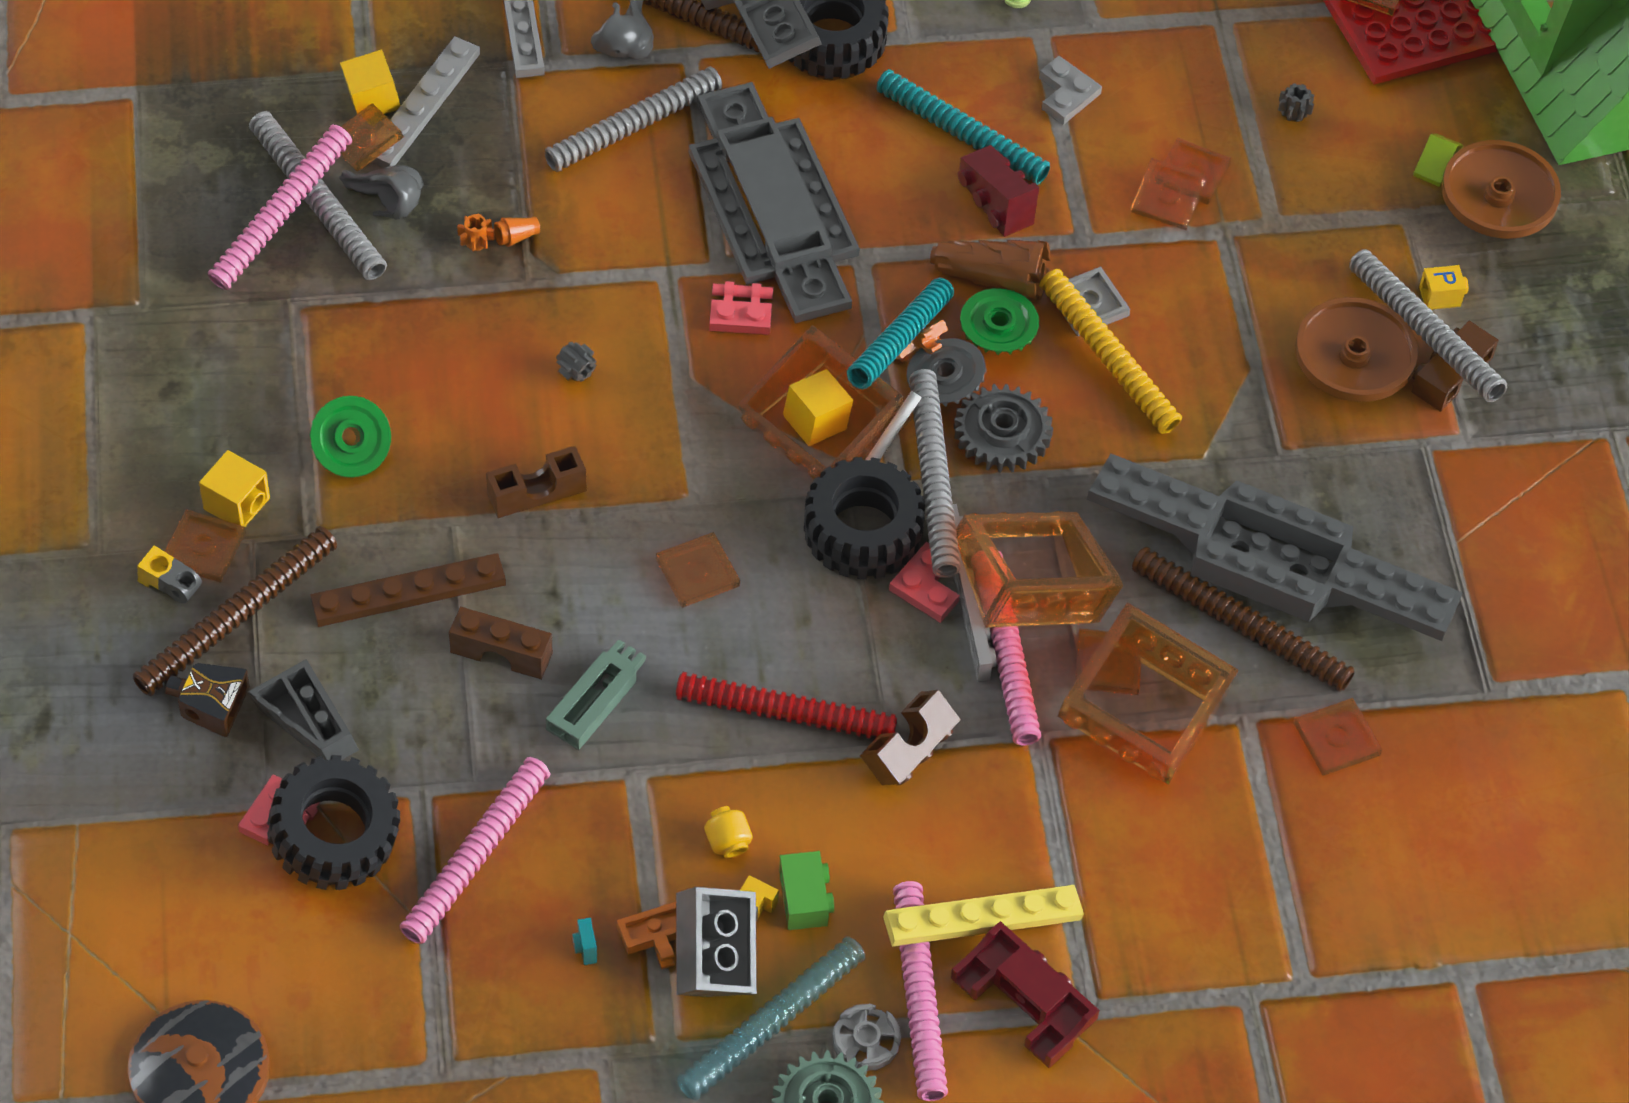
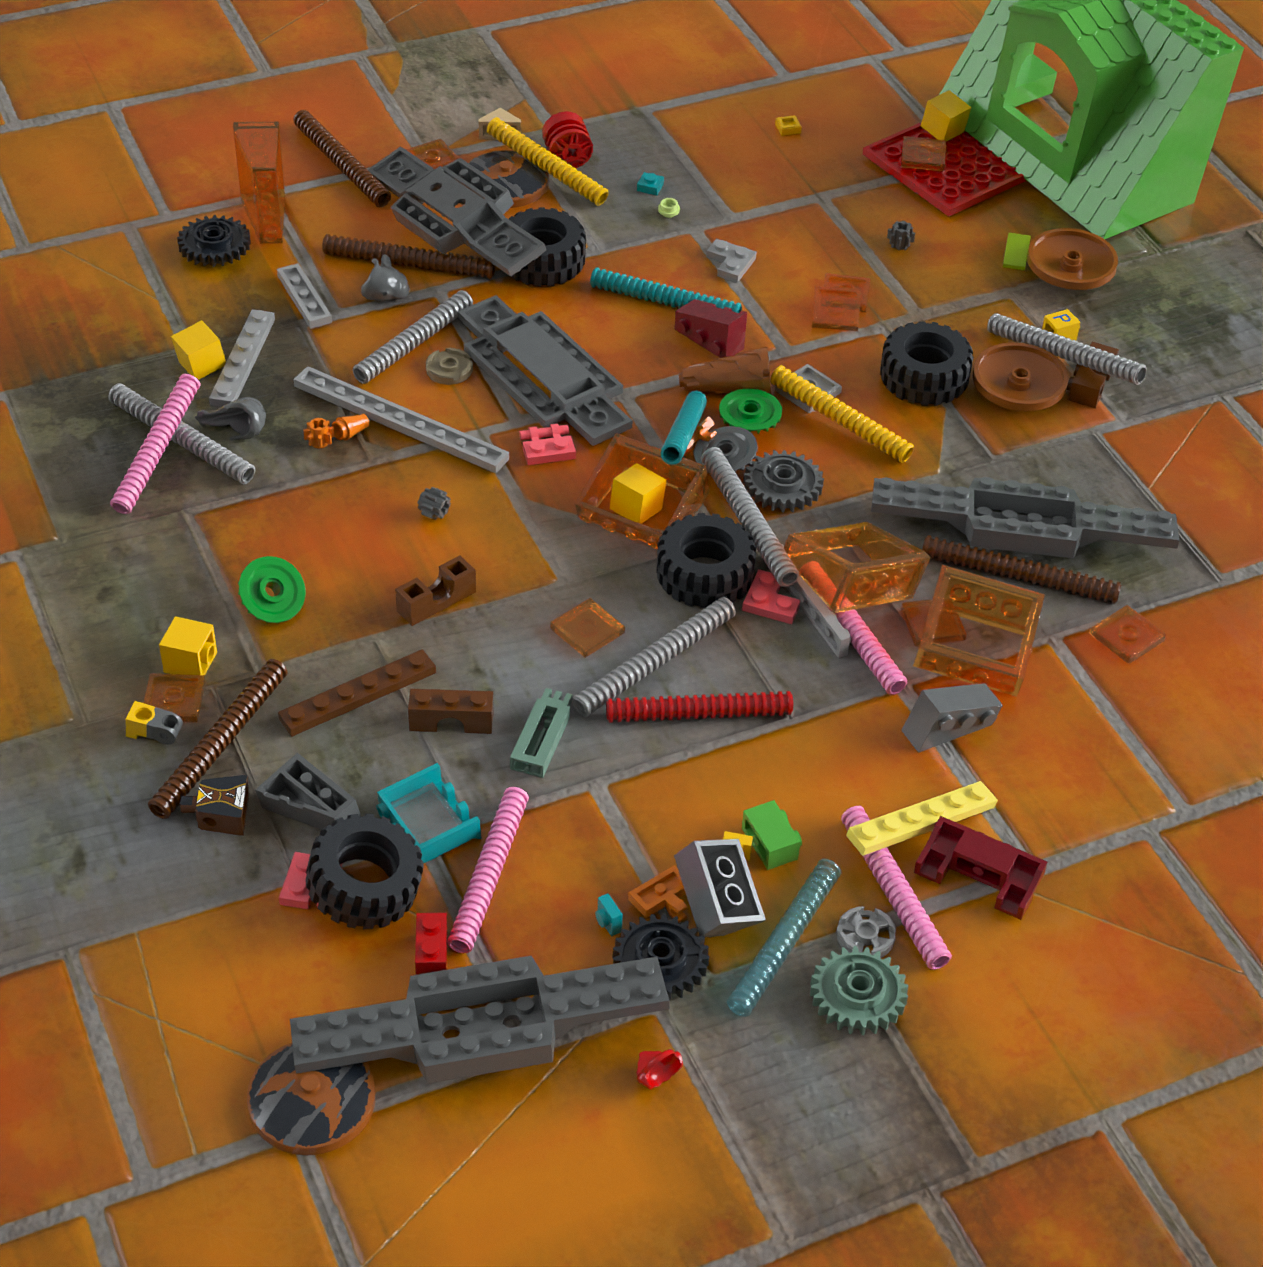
camera: 15 degrees left, 10 degrees down
(370, 135) = (213, 385): clear orange tile -> none
(378, 930) = (431, 942): none -> red brick
(398, 1060) = (484, 1041): none -> dark grey piece
(430, 766) = (429, 812): none -> window
(579, 234) = (402, 419): none -> light grey plate
(627, 1030) = (679, 951): none -> black gear
(663, 170) = (449, 366): none -> dark tan tile
(728, 832) = (692, 806): yellow head -> none
(759, 628) = (653, 656): none -> light grey piece
(894, 426) = (705, 488): white piece -> none
(929, 721) = (804, 717): arch -> none
(1073, 791) = (950, 714): none -> dark grey wedge
(1250, 274) = (926, 363): none -> black tyre

